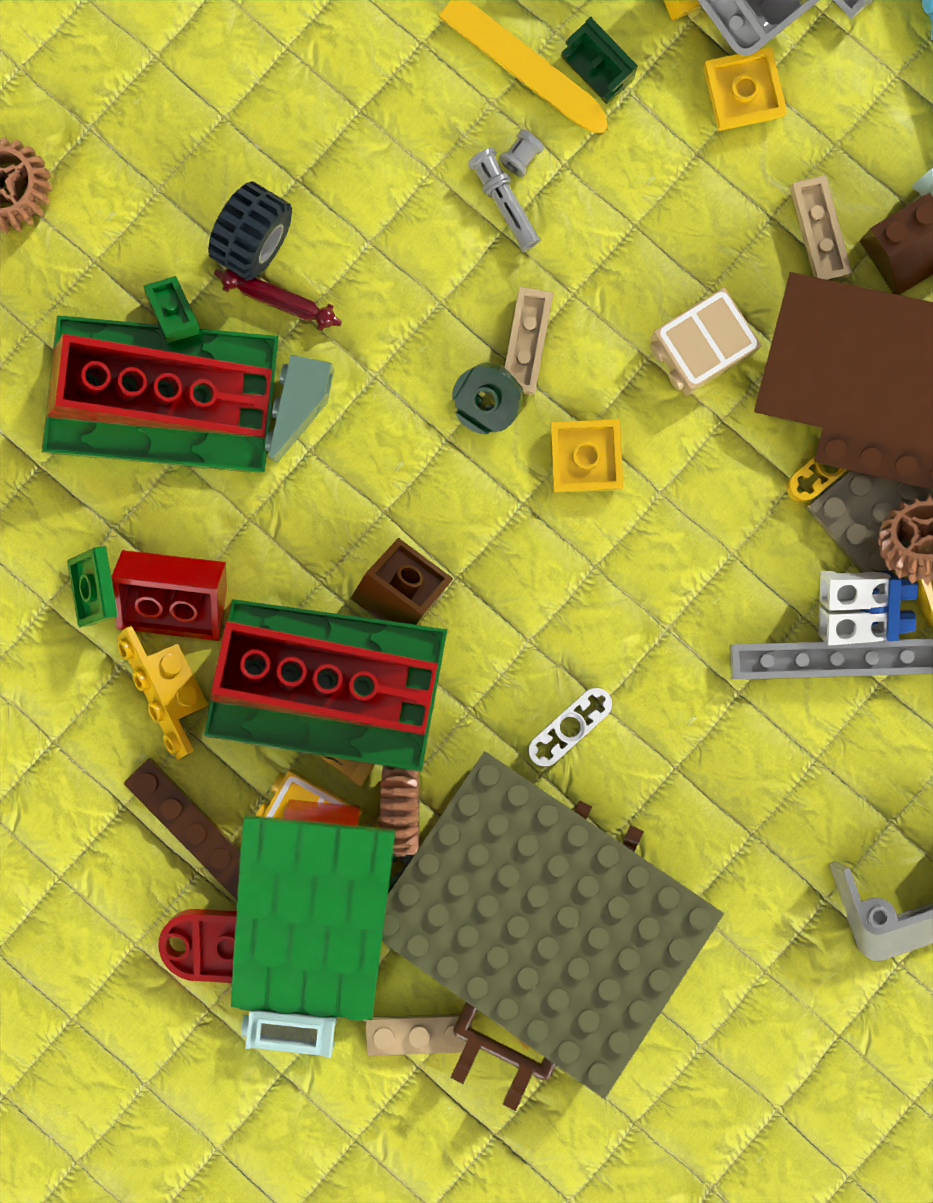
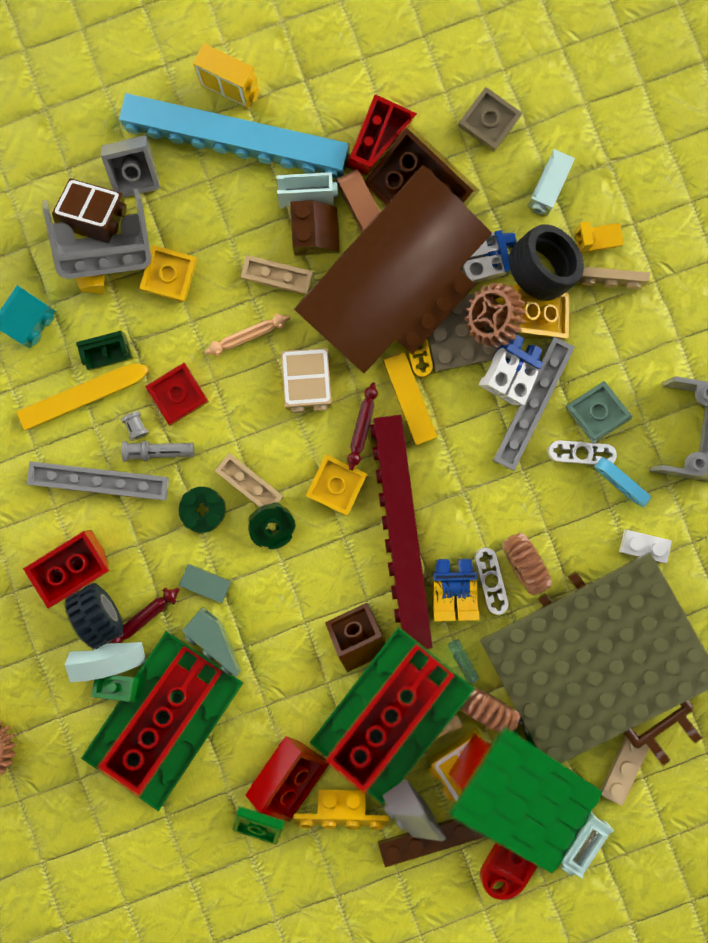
camera: 60 degrees left, 0 degrees up
(198, 277) = (104, 661): none -> light aqua slope
(214, 777) = (412, 812): none -> light grey slope
(293, 164) = (68, 568): none -> red slope
(366, 354) = (205, 583): none -> sand green tile
(425, 145) = (98, 480): none -> light grey plate
(444, 745) = (463, 661): none -> clear light blue axle
(461, 279) = (191, 501): none -> dark green plate
(541, 682) = (454, 583): none -> hips
(578, 568) = (401, 528): none -> dark red brick
(592, 185) = (177, 394): none -> red tile
(619, 758) = (527, 564): none -> nougat gear
(682, 447) = (362, 426): none -> dark red wheel
(720, 234) = (247, 334): none -> light nougat wheel
(725, 894) = (640, 544): none -> white plate
(752, 492) = (410, 398): none -> yellow tile
(796, 831) = (622, 482): none -> medium azure beam
(806, 786) = (564, 445): none -> white beam
(872, 752) = (598, 412): none -> sand green tile

